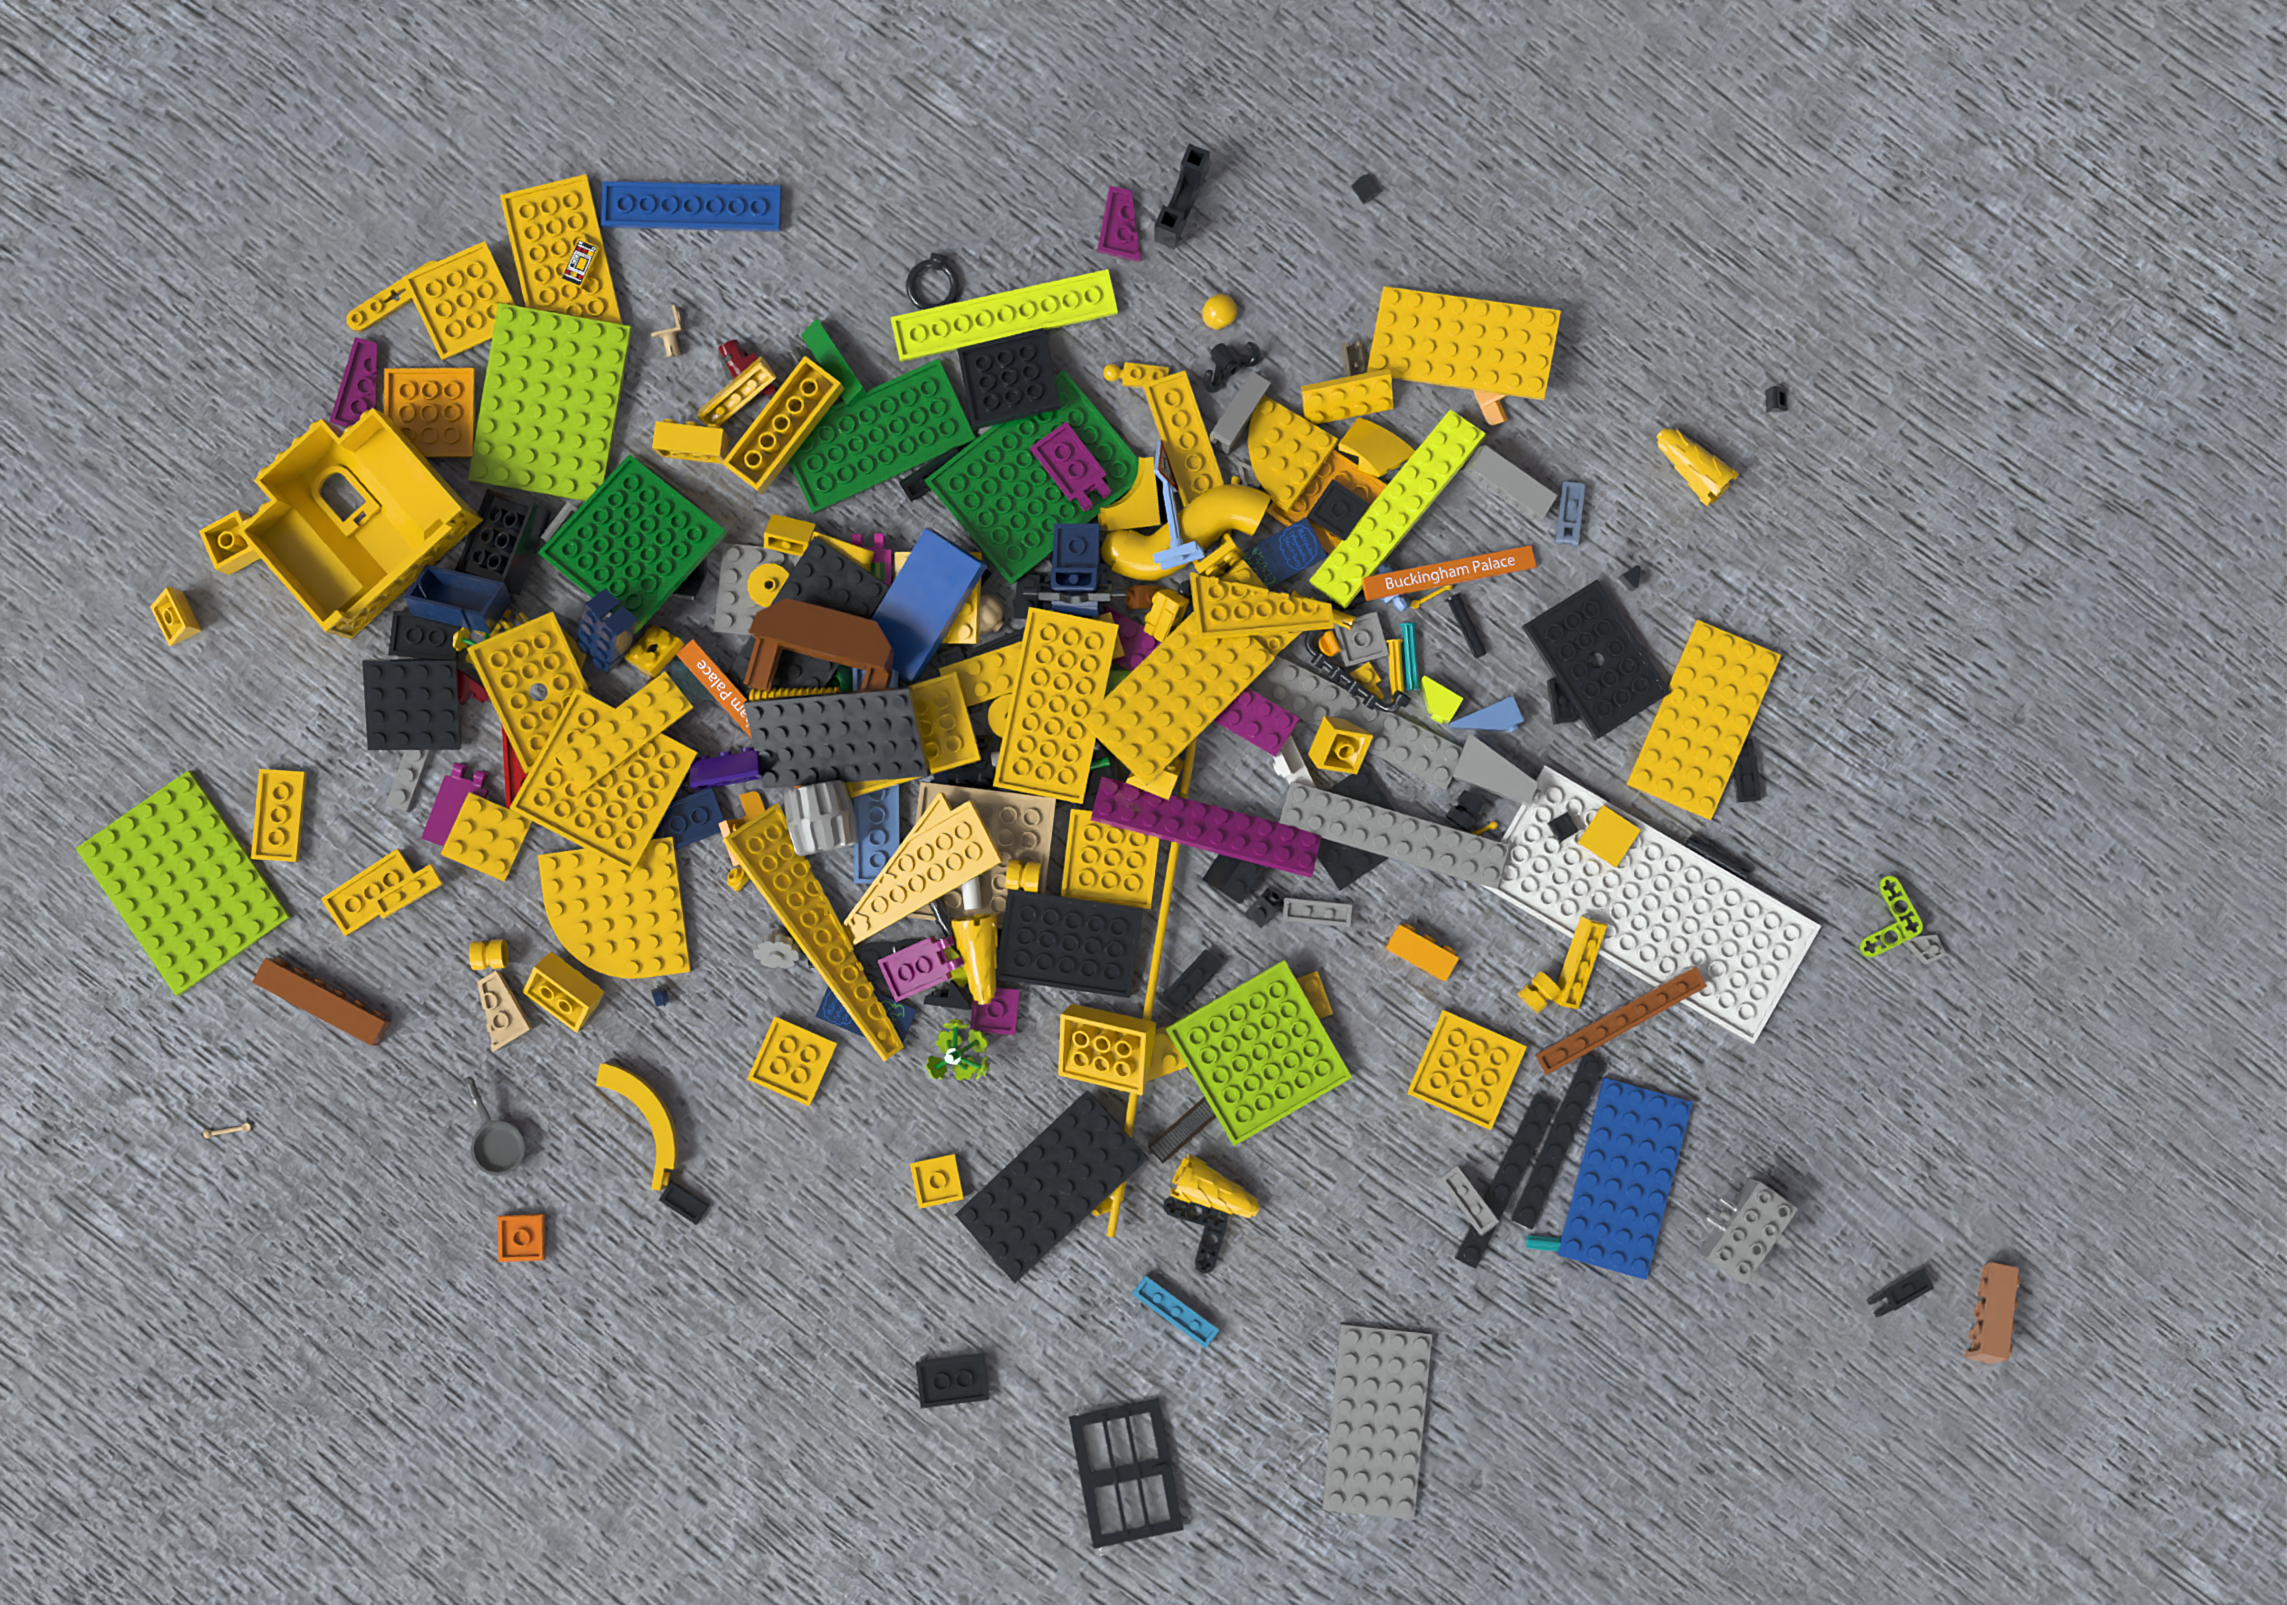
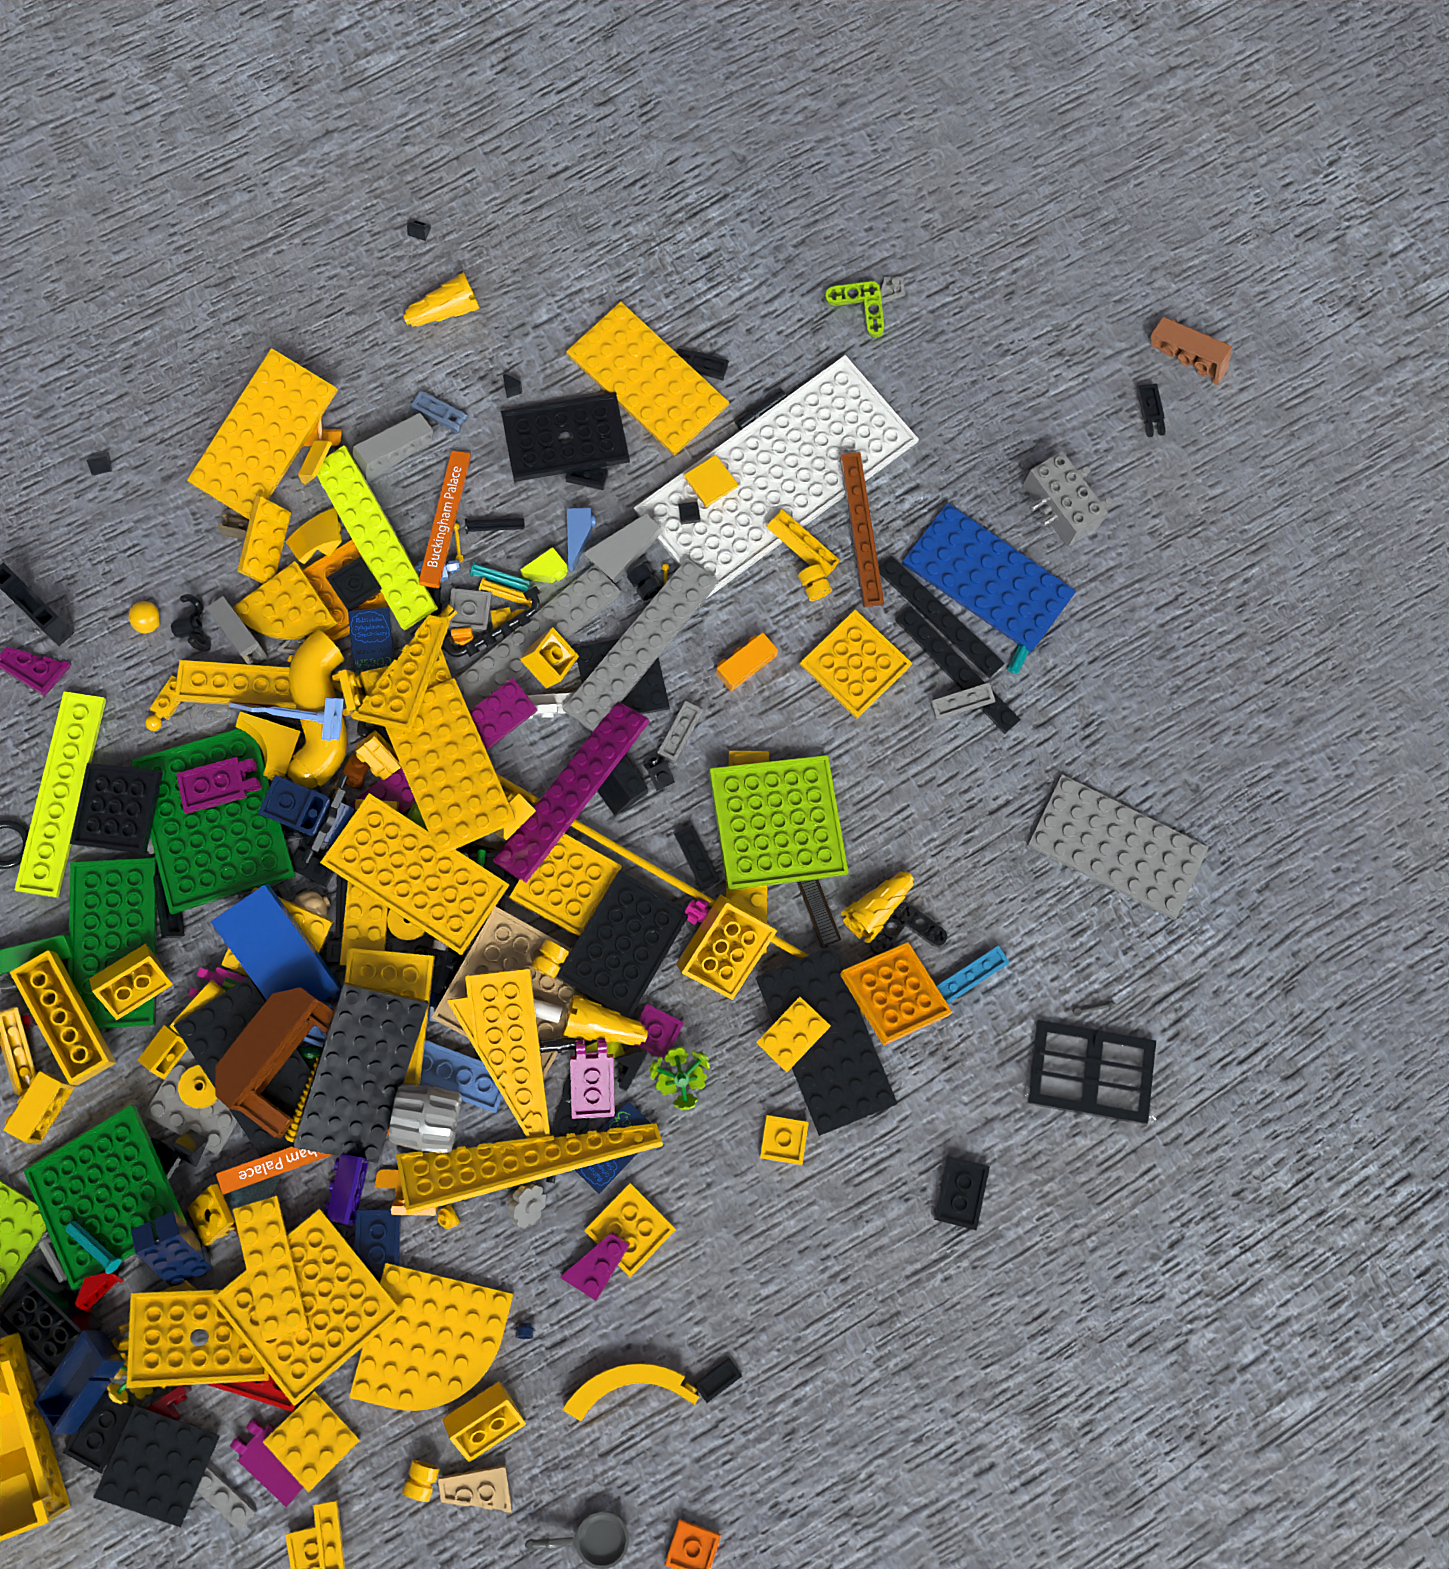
camera: 80 degrees left, 10 degrees down
(547, 574) = (94, 1288): none -> red slope
(582, 555) = (92, 1246): none -> teal axle
(710, 602) = (190, 1147): none -> black slope
(744, 1043) = (597, 1266): none -> magenta wing
(843, 472) = (130, 982): none -> yellow slope
(1043, 1151) = (793, 1034): none -> yellow plate
(1125, 1241) = (895, 993): none -> light orange plate
(1132, 1005) = (697, 911): none -> dark pink gear
(1183, 1437) = (1077, 1011): none -> dark grey hinge
(1456, 410) = (313, 460): none -> yellow slope

